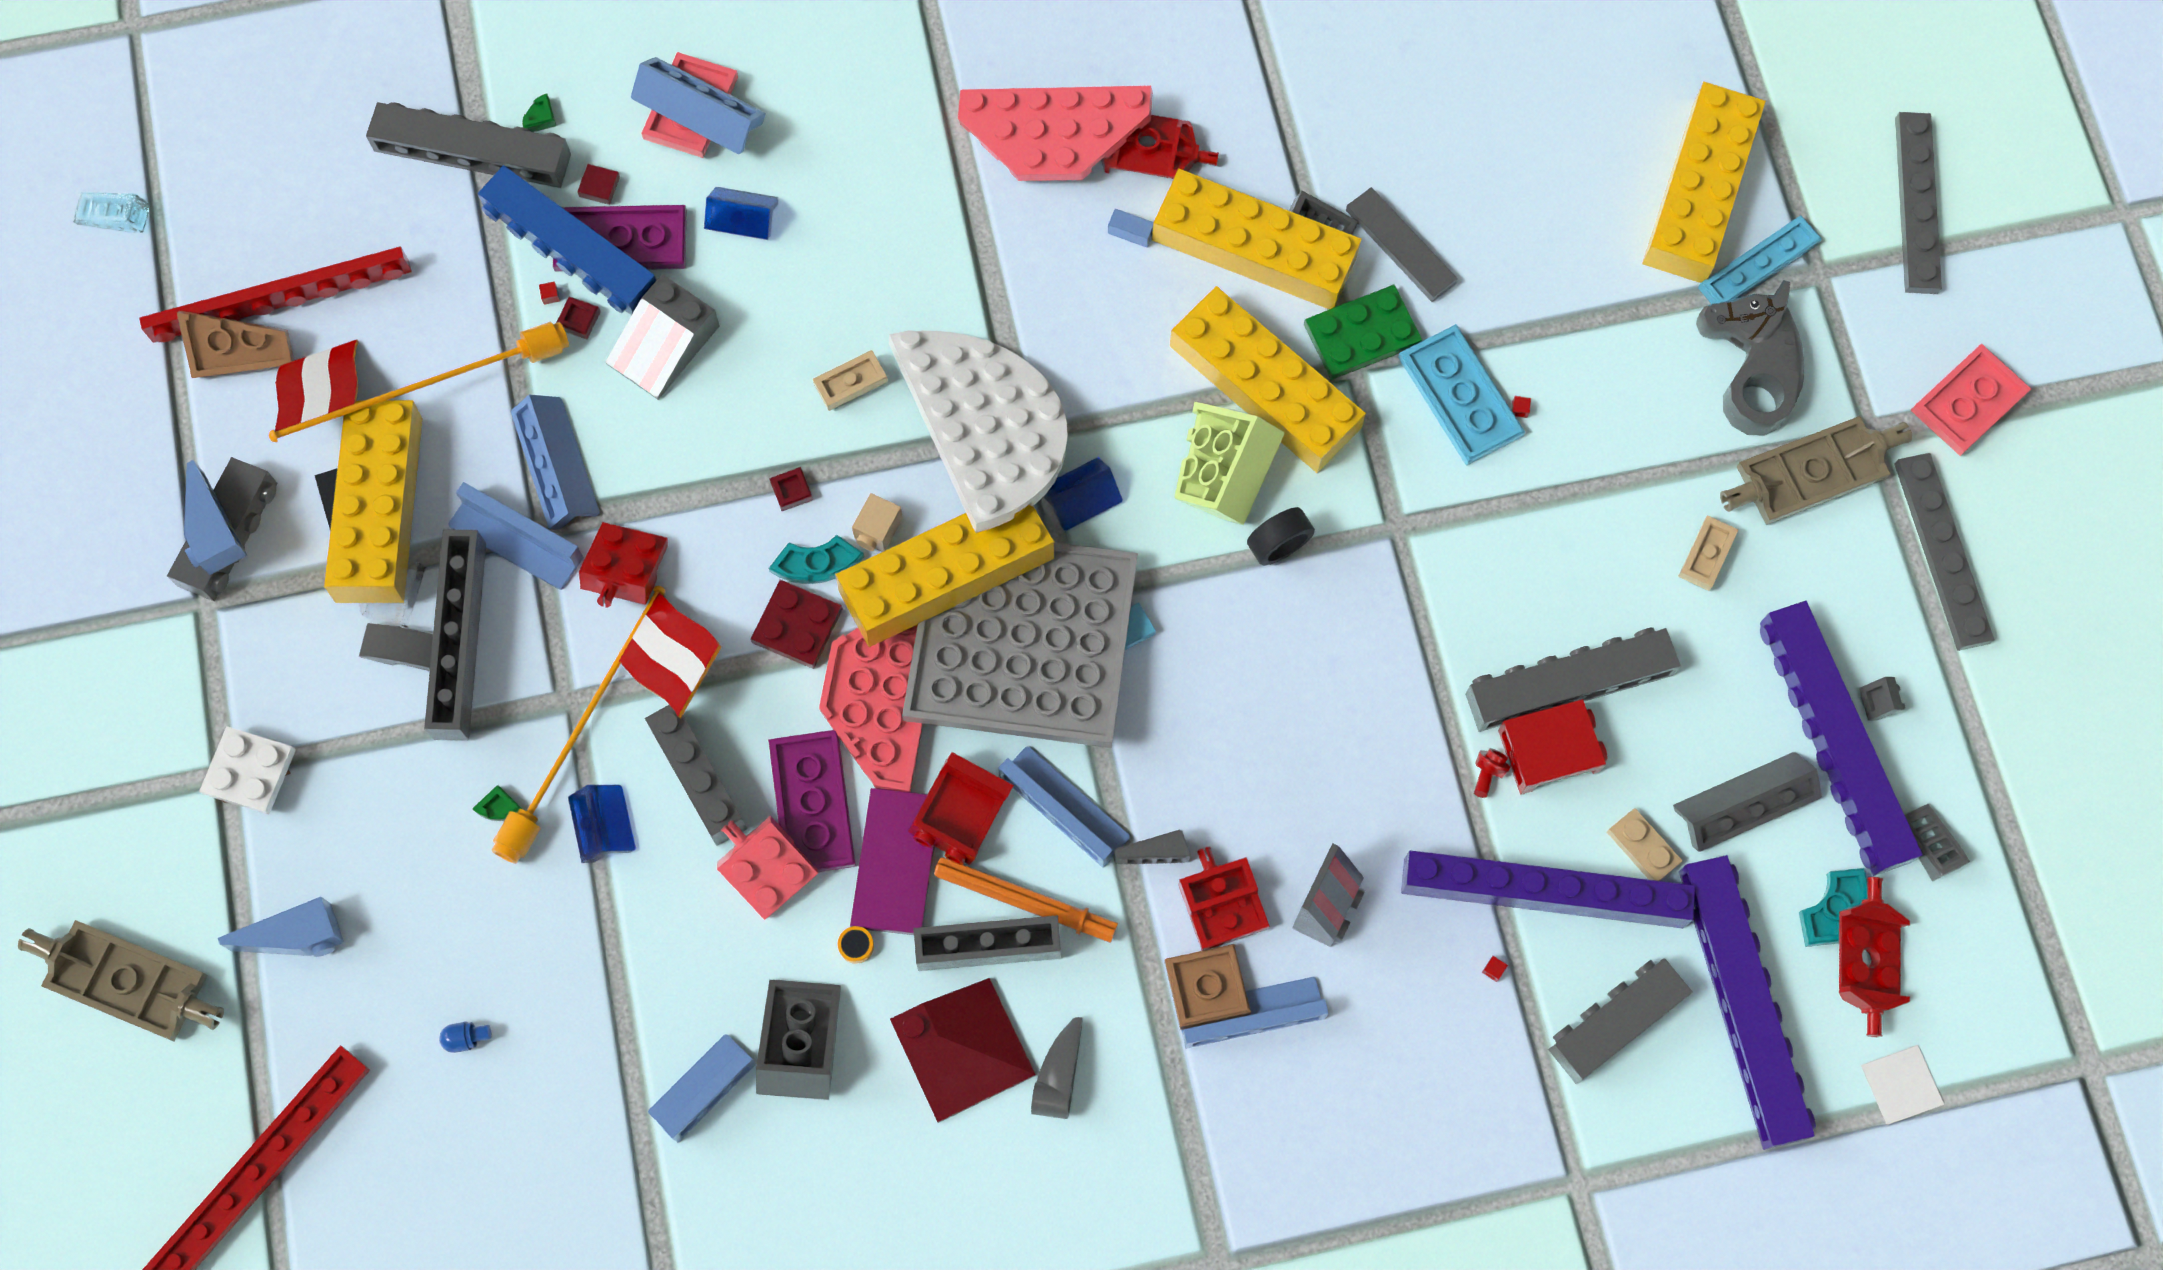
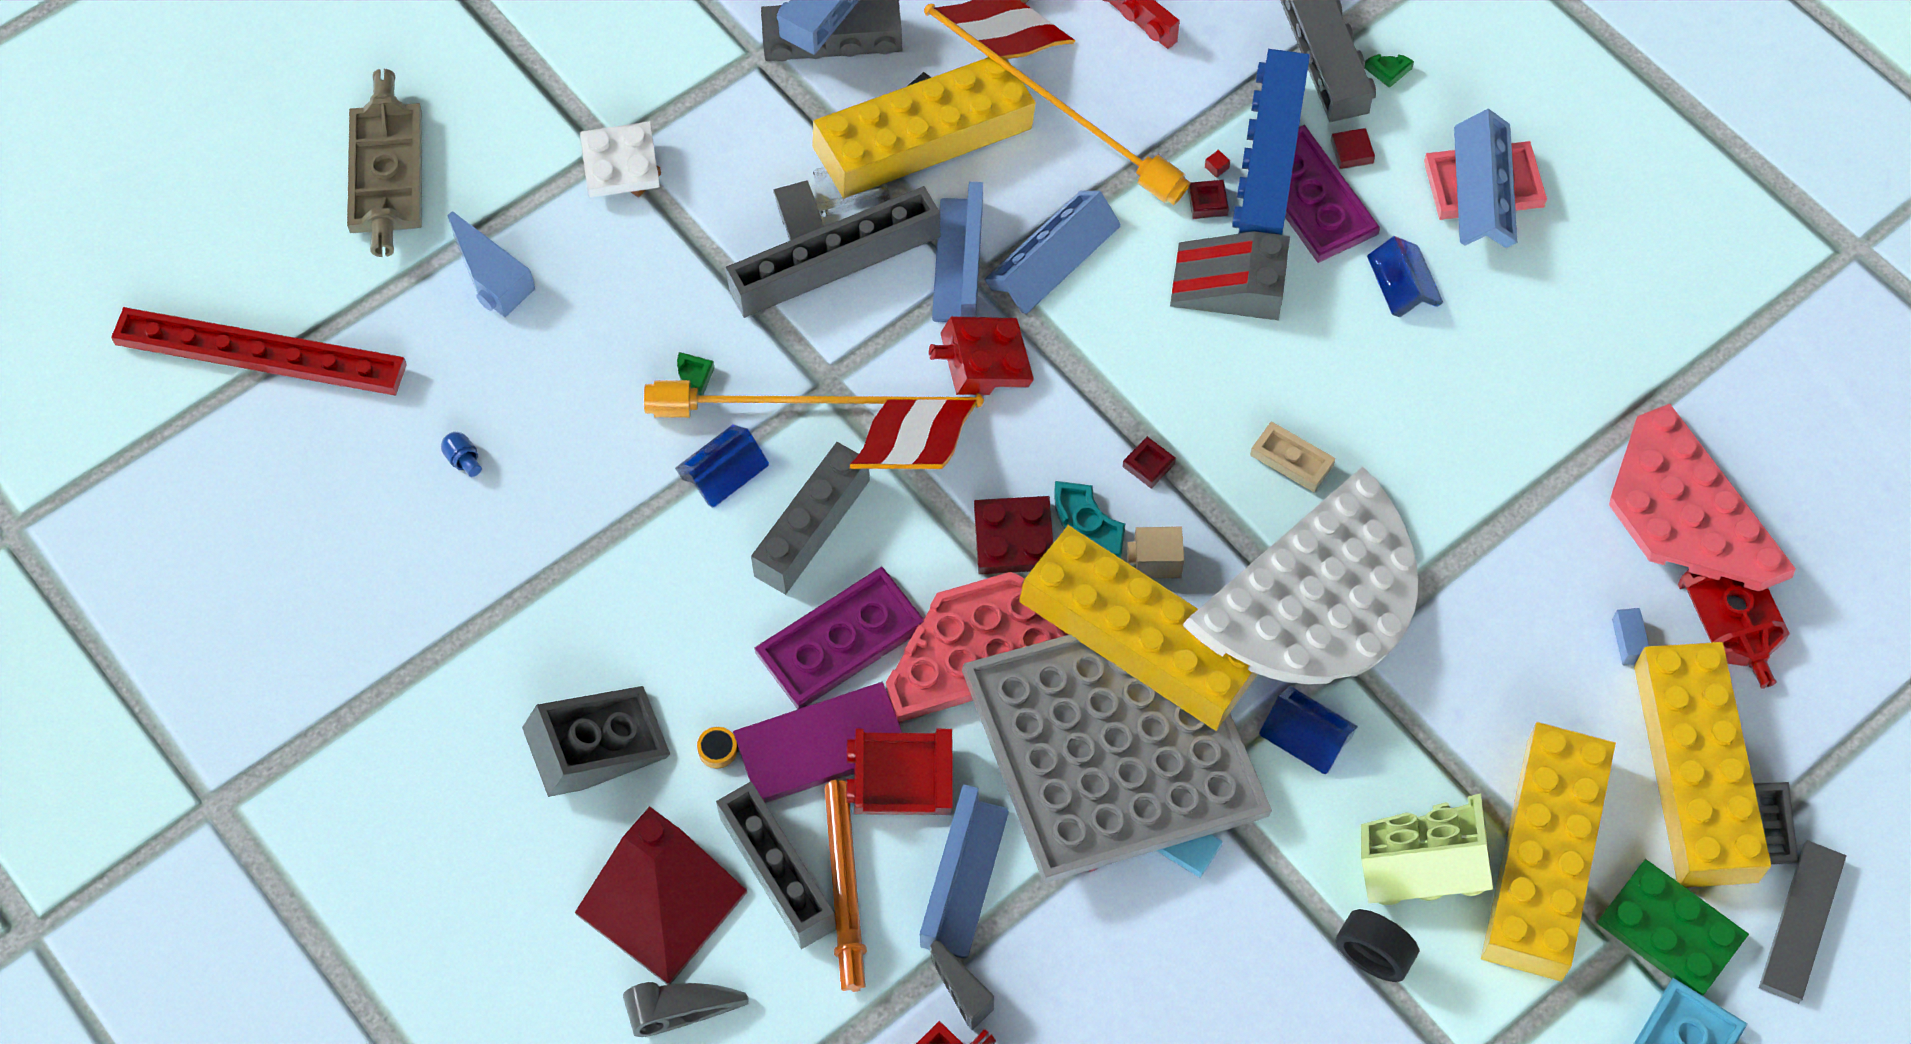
camera: 65 degrees right, 10 degrees down
(701, 1087) = (504, 678): medium blue panel -> none
(765, 866) = (750, 621): coral plate -> none

